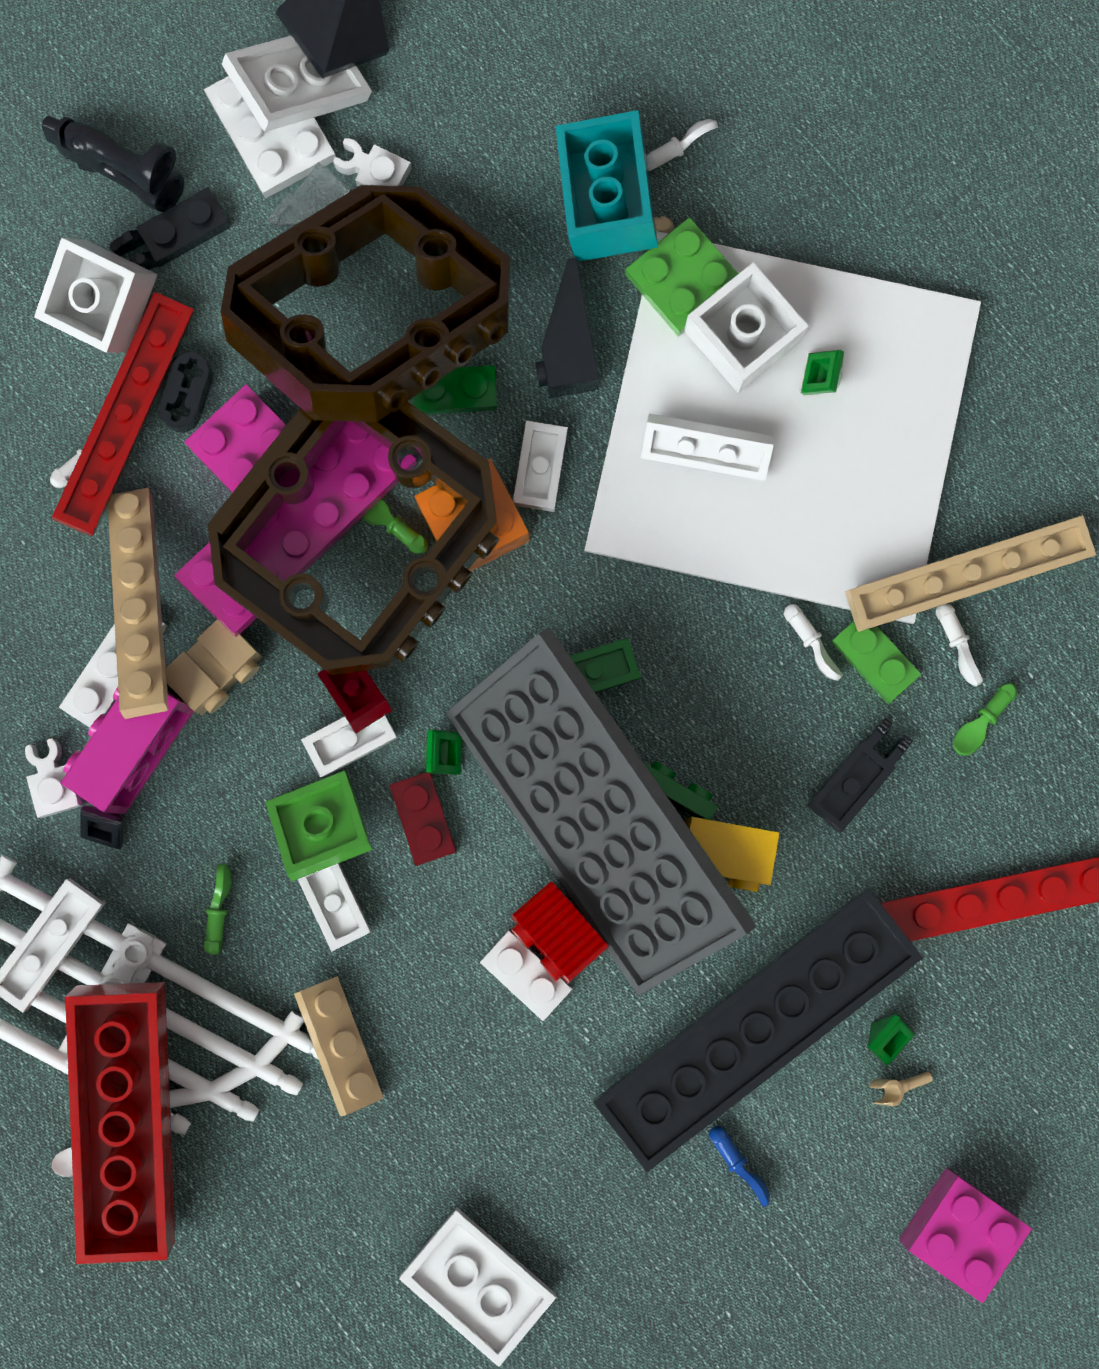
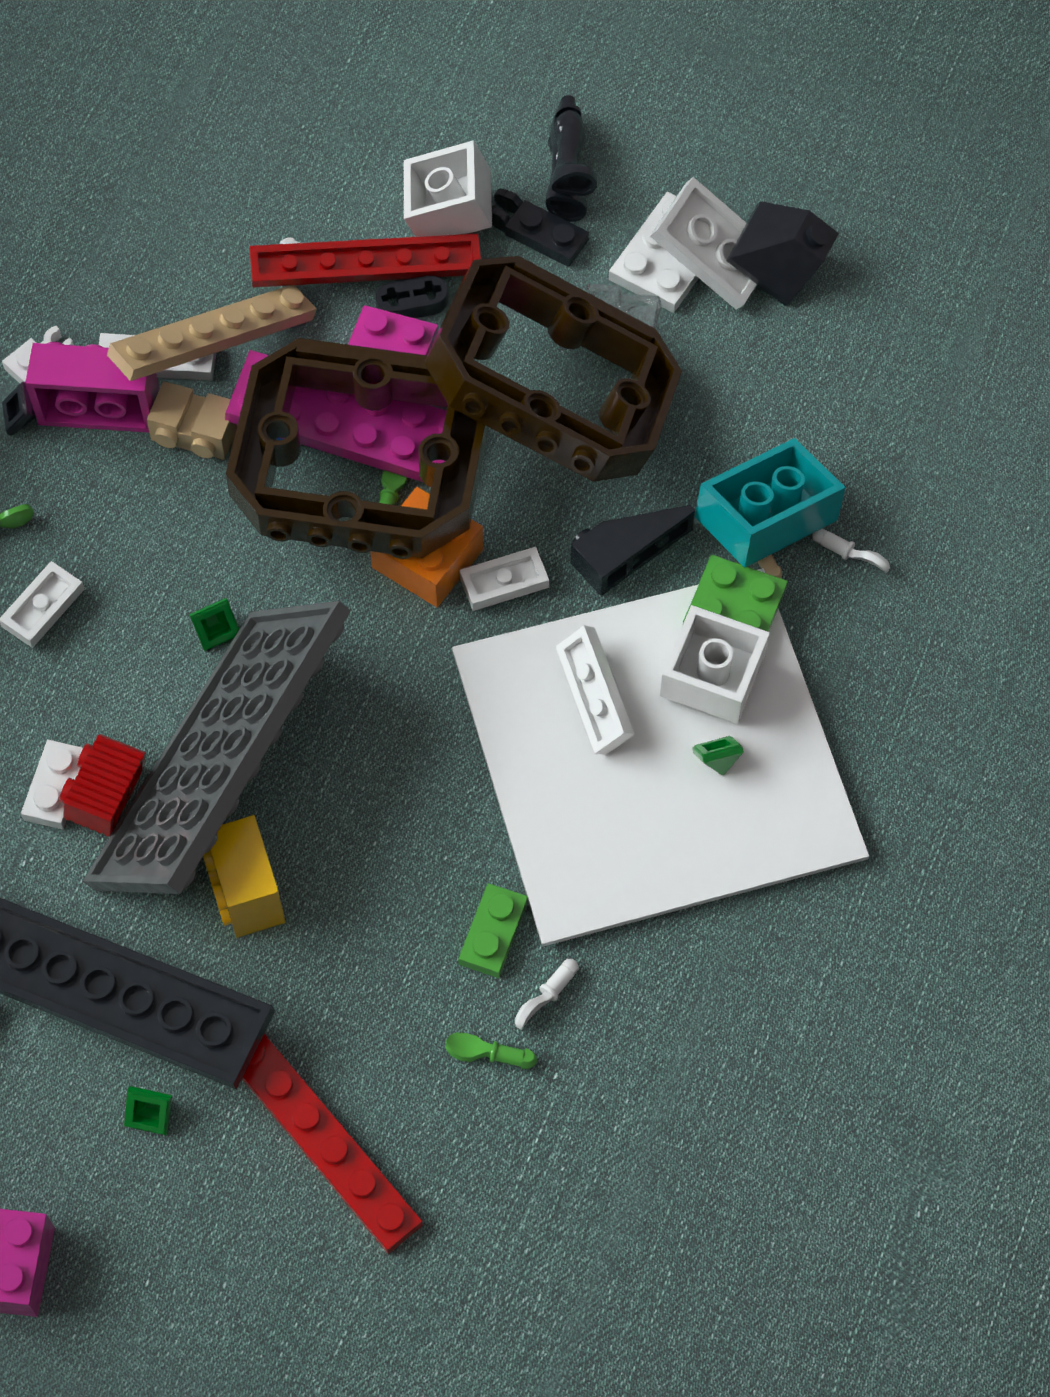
camera: 60 degrees right, 20 degrees down
(318, 826) = (100, 558): bright green plate -> none
(339, 745) = (188, 549): white plate -> none
(356, 697) = (223, 529): dark red plate -> none
(373, 169) = (683, 340): white plate -> none
(423, 818) = (150, 639): dark red plate -> none
(460, 391) = (532, 487): green plate -> none
(608, 665) = (350, 705): green plate -> none
(692, 799) = (278, 834): green plate -> none
(809, 636) = (466, 883): white piece -> none
(857, 779) = (375, 965): black hinge -> none
(895, 1089) = (110, 1144): tan hand -> none
(970, 573) = (614, 964): tan plate -> none

